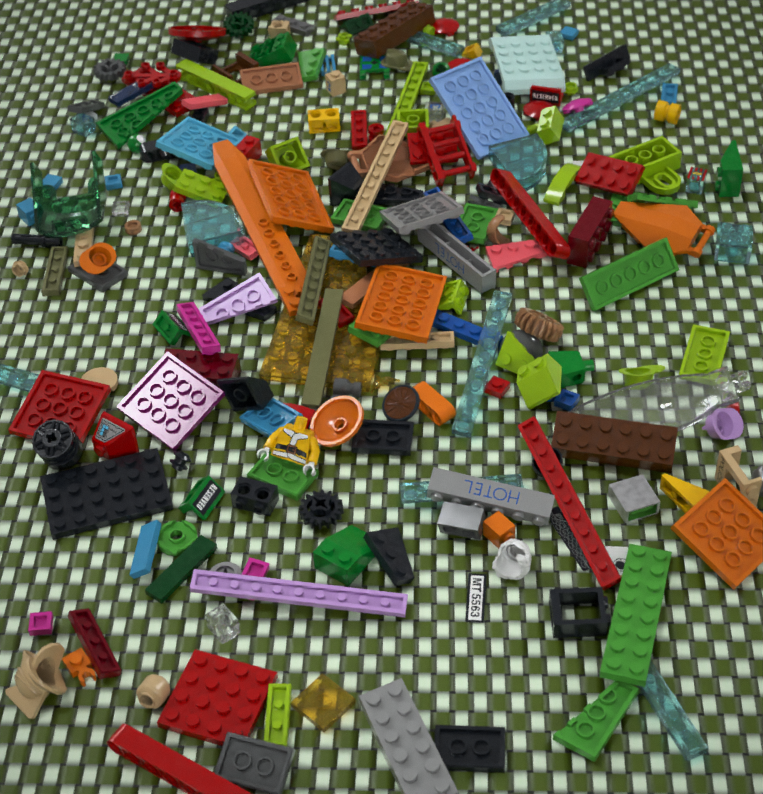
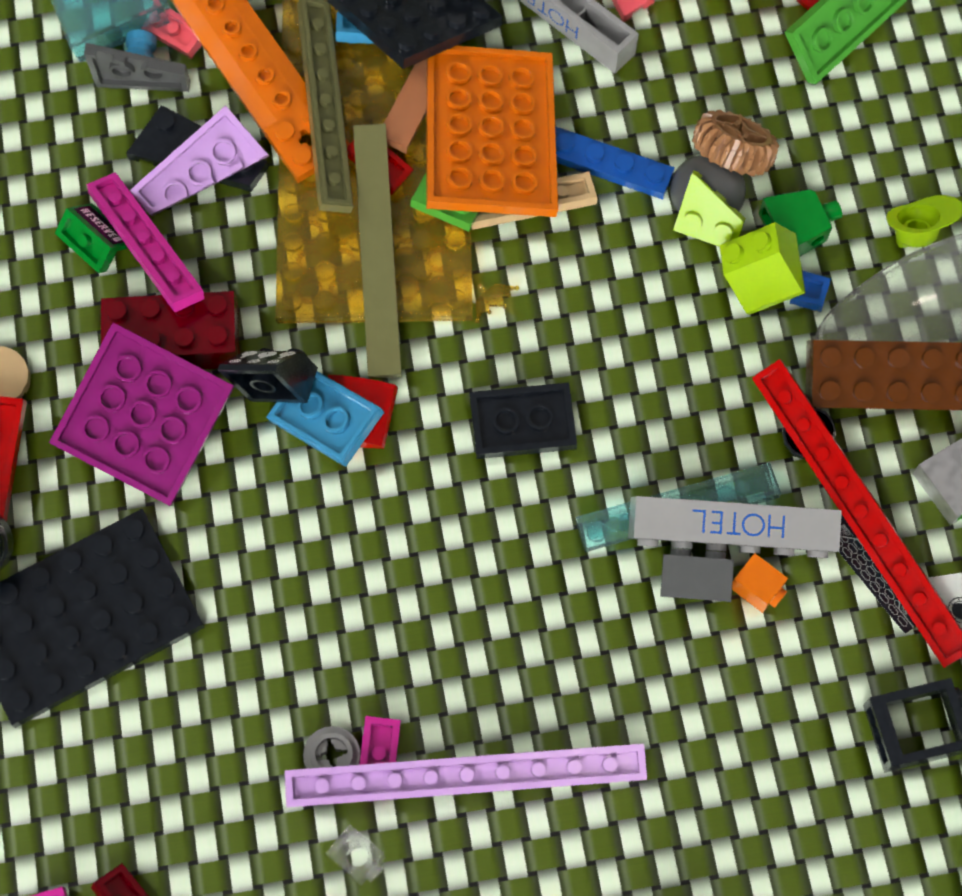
camera: 15 degrees left, 25 degrees up
(114, 437) = (63, 511): red slope -> none
(145, 549) = (183, 726): dark azure tile -> none
(173, 528) = (234, 708): bright green tile -> none
(180, 460) = (191, 531): black wheel -> none
(181, 569) = (253, 752): dark green tile -> none
(202, 497) = (248, 601): panel -> none
(254, 496) = (341, 575): black brick -> none
(284, 474) = (371, 525): bright green tile -> none
(294, 445) = (382, 474): yellow torso -> none
(321, 509) = (465, 580): black gear -> none
(337, 420) = (423, 403): orange dish -> none
(343, 555) = (524, 671): green slope -> none
(344, 387) = (430, 326): dark grey piece -> none
(391, 554) = (596, 665): black wing -> none
(400, 403) = (537, 345): reddish brown wheel -> none
(434, 404) = (587, 334): orange beam -> none
(454, 296) = (573, 90): lime bracket -> none
(476, 598) = (747, 717): sticker -> none
(481, 364) = (656, 238): clear light blue plate -> none
(497, 387) = (687, 277): red plate -> none
(512, 560) = (797, 644): white hair -> none

